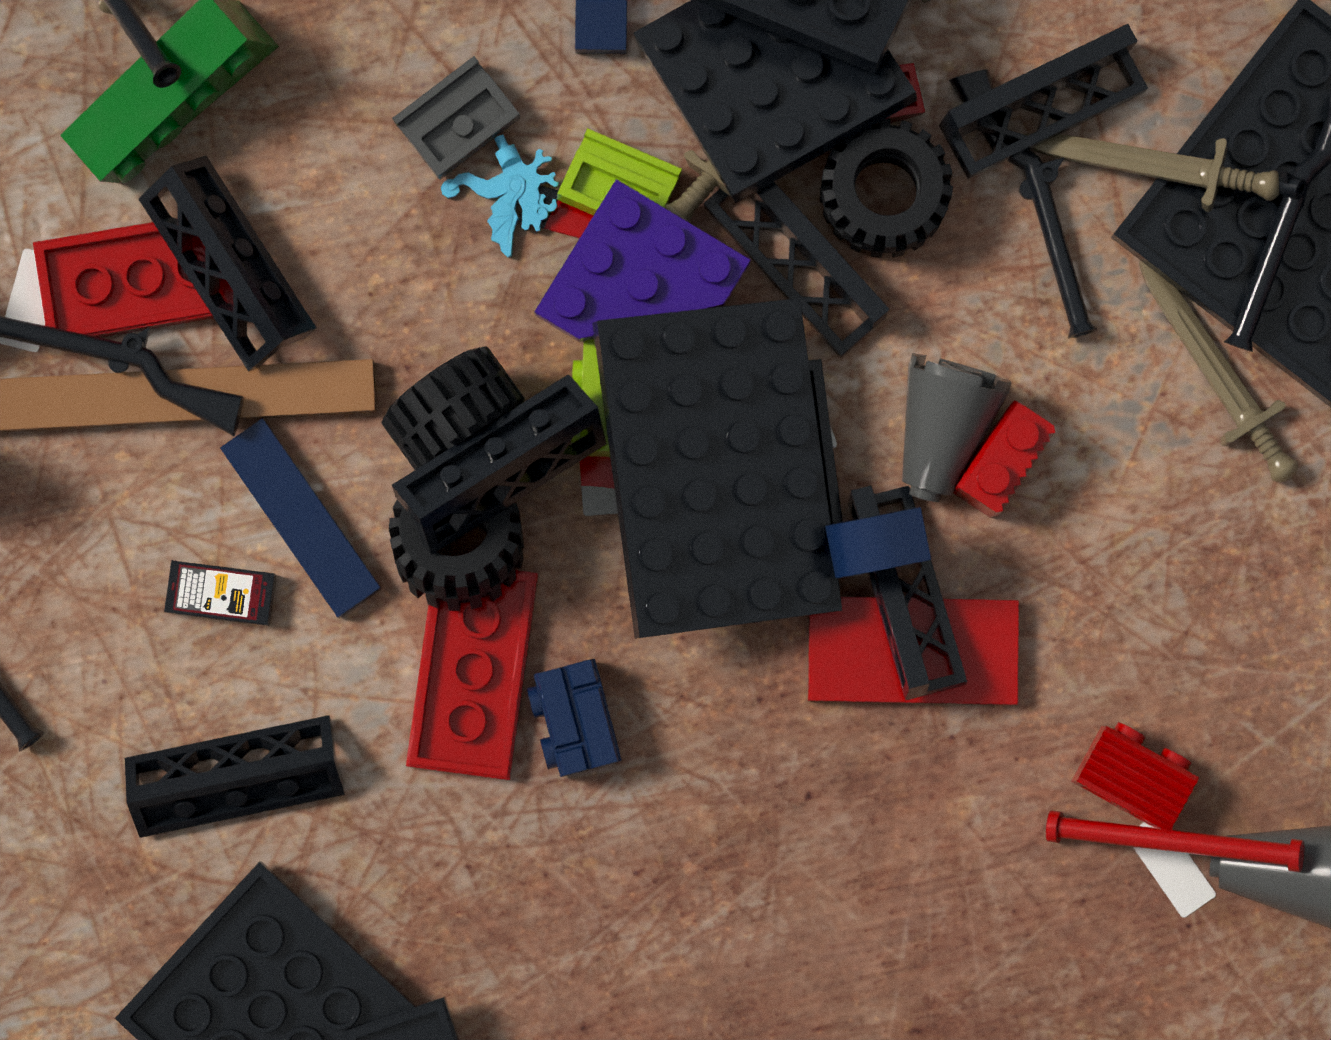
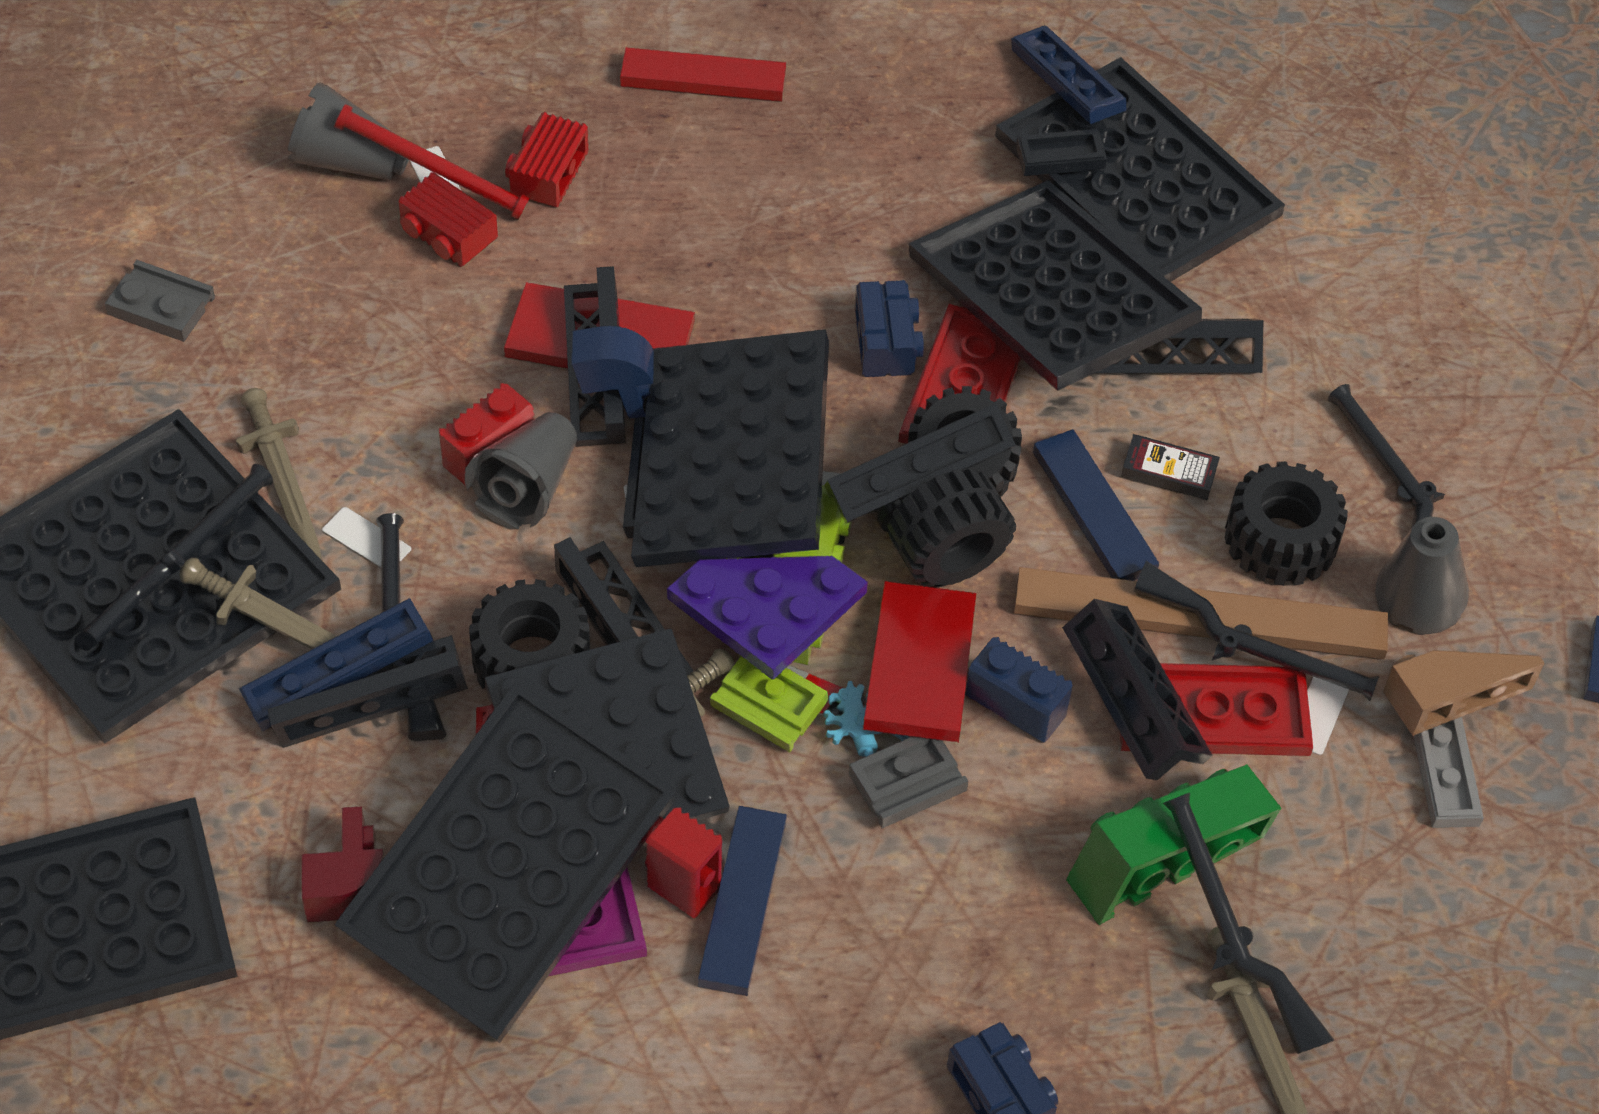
camera: 175 degrees left, 30 degrees down
(38, 508) = (1289, 495): none -> black tyre
(353, 240) = (1019, 689): none -> dark blue brick
(385, 811) = (1054, 284): none -> black plate
(464, 256) = (920, 662): none -> red tile
(1039, 903) = (547, 159): none -> red brick
(1083, 121) = (339, 660): none -> dark blue tile
(1112, 318) = (359, 535): none -> white sticker

